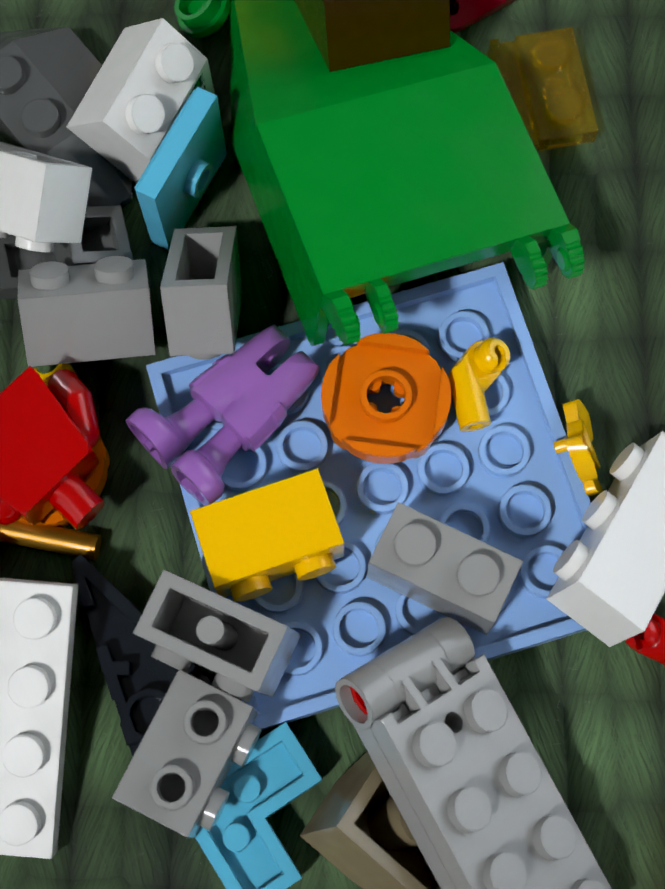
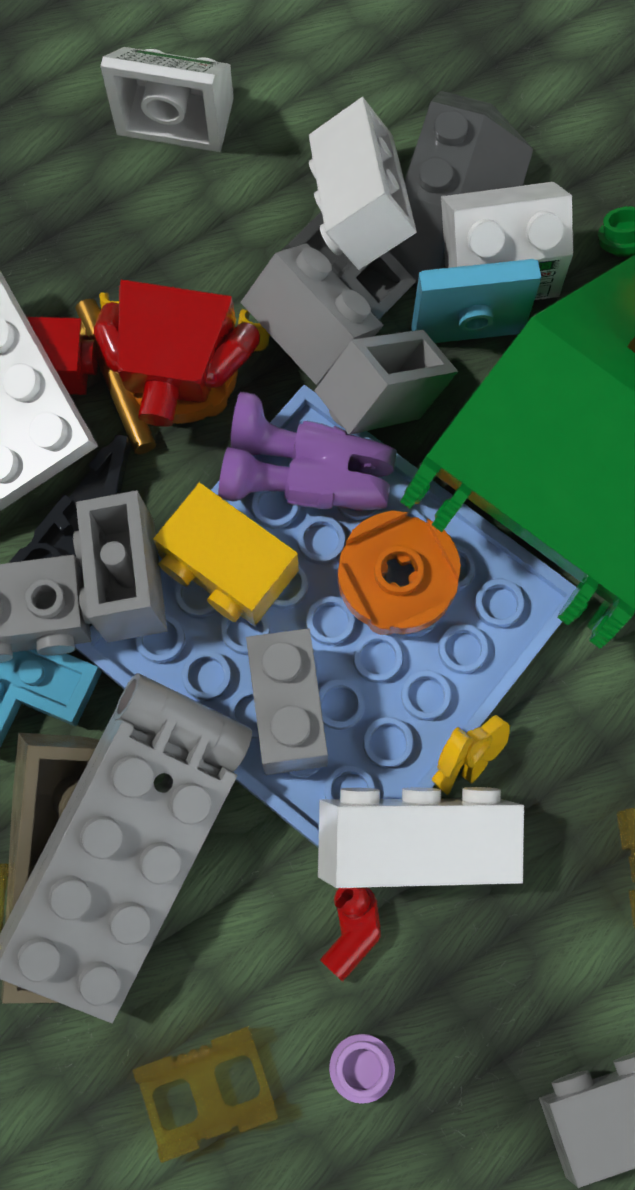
camera: 55 degrees right, 0 degrees up
(472, 377) = (463, 628): yellow arm -> none

